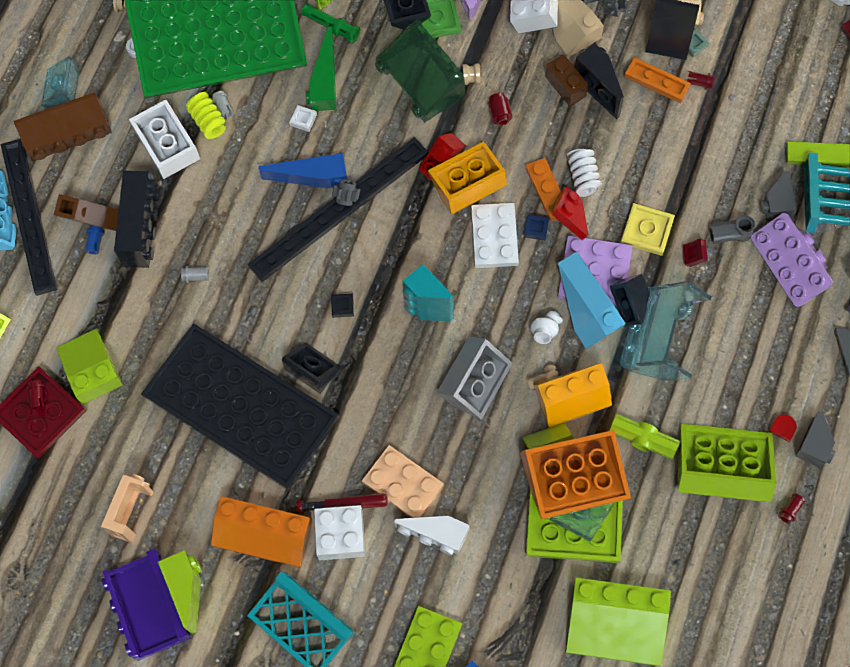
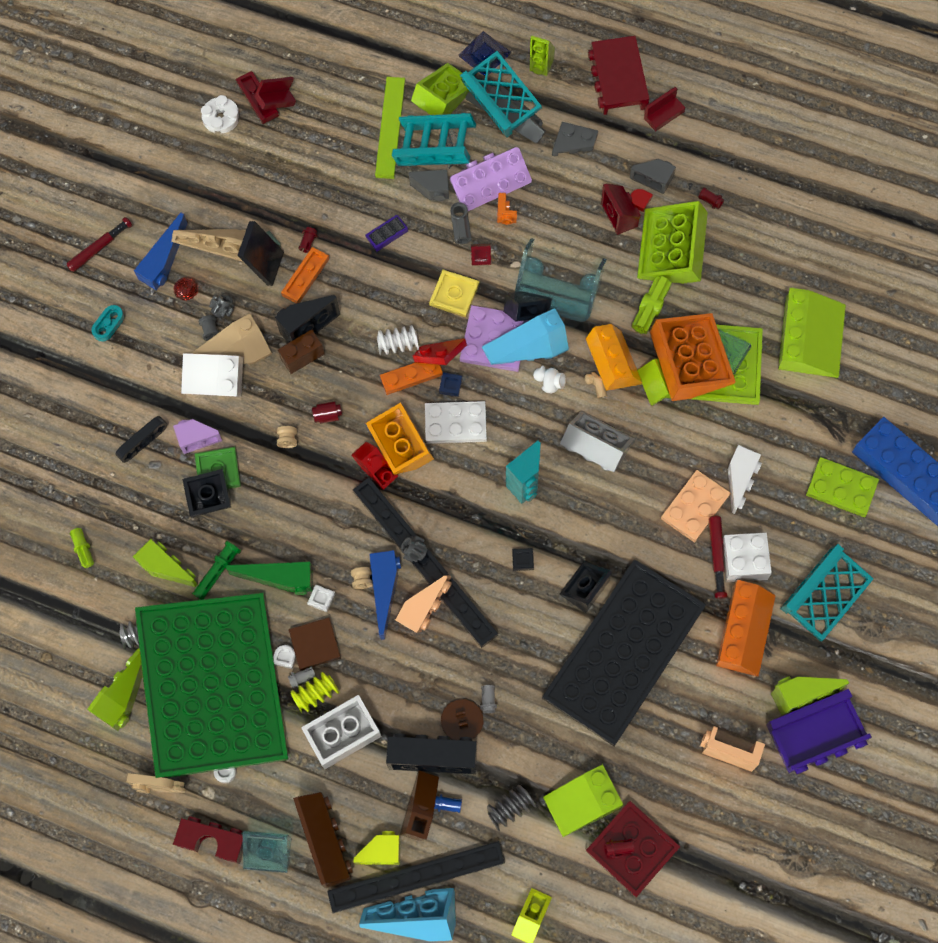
camera: 90 degrees left, 0 degrees up
(51, 181) = (381, 850): none -> neon yellow slope
(78, 22) = (192, 833): none -> dark red arch
(84, 294) = (509, 807): none -> flat silver piece
(176, 252) = (462, 719): none -> reddish brown piece
(244, 90) = (284, 657): none -> white tile
(257, 115) = (314, 643): none -> reddish brown tile
(283, 202) = (418, 608): none -> light nougat slope
(320, 149) = (361, 578): none -> tan wheel
(422, 71) = (281, 480): clear green windscreen -> none
(716, 158) = (386, 233): none -> tile
(754, 273) = (505, 215): none -> orange bracket
(766, 399) = (619, 208): none -> dark red slope

